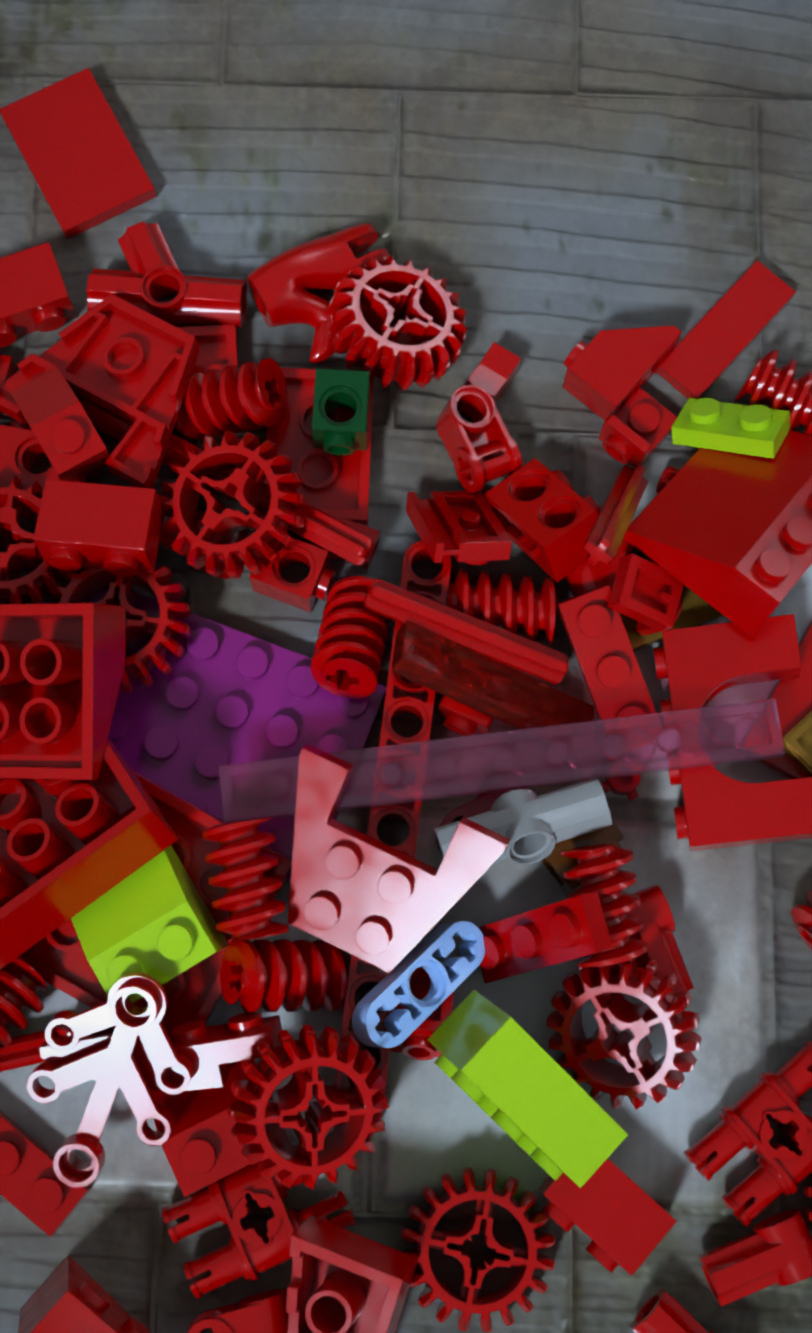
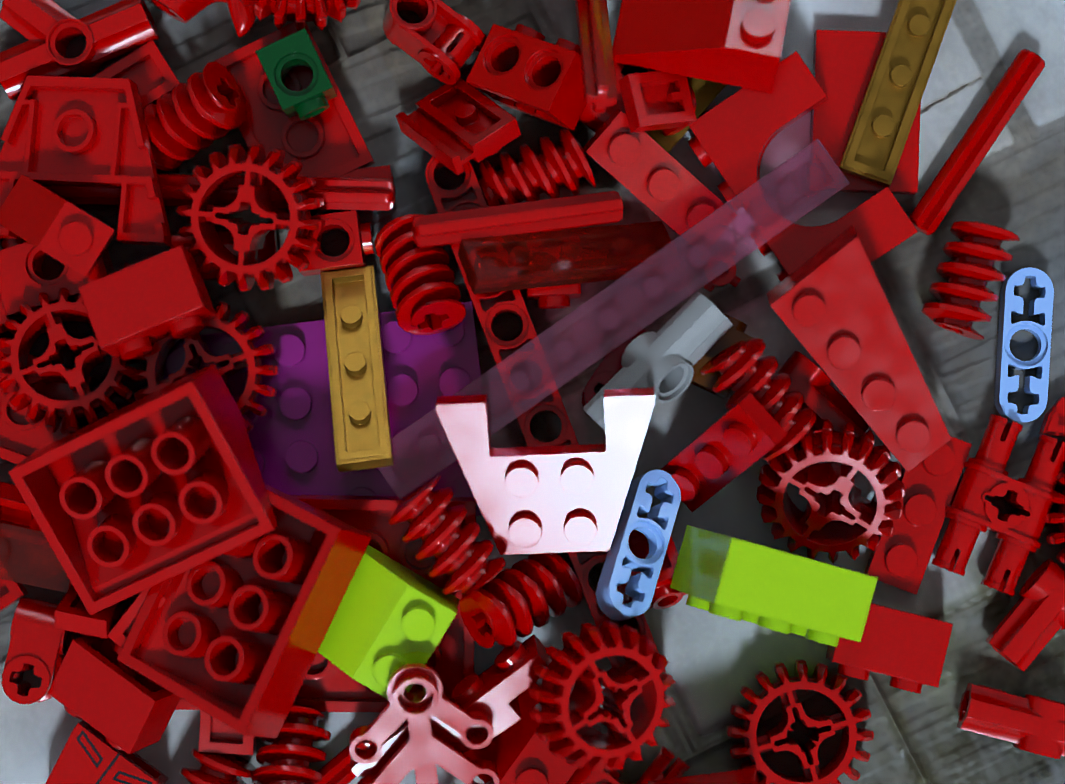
camera: 20 degrees left, 10 degrees up
(250, 689) = (356, 369): none -> pearl gold tile
(720, 896) = (855, 338): none -> red wedge
(720, 1075) = (928, 491): none -> red plate

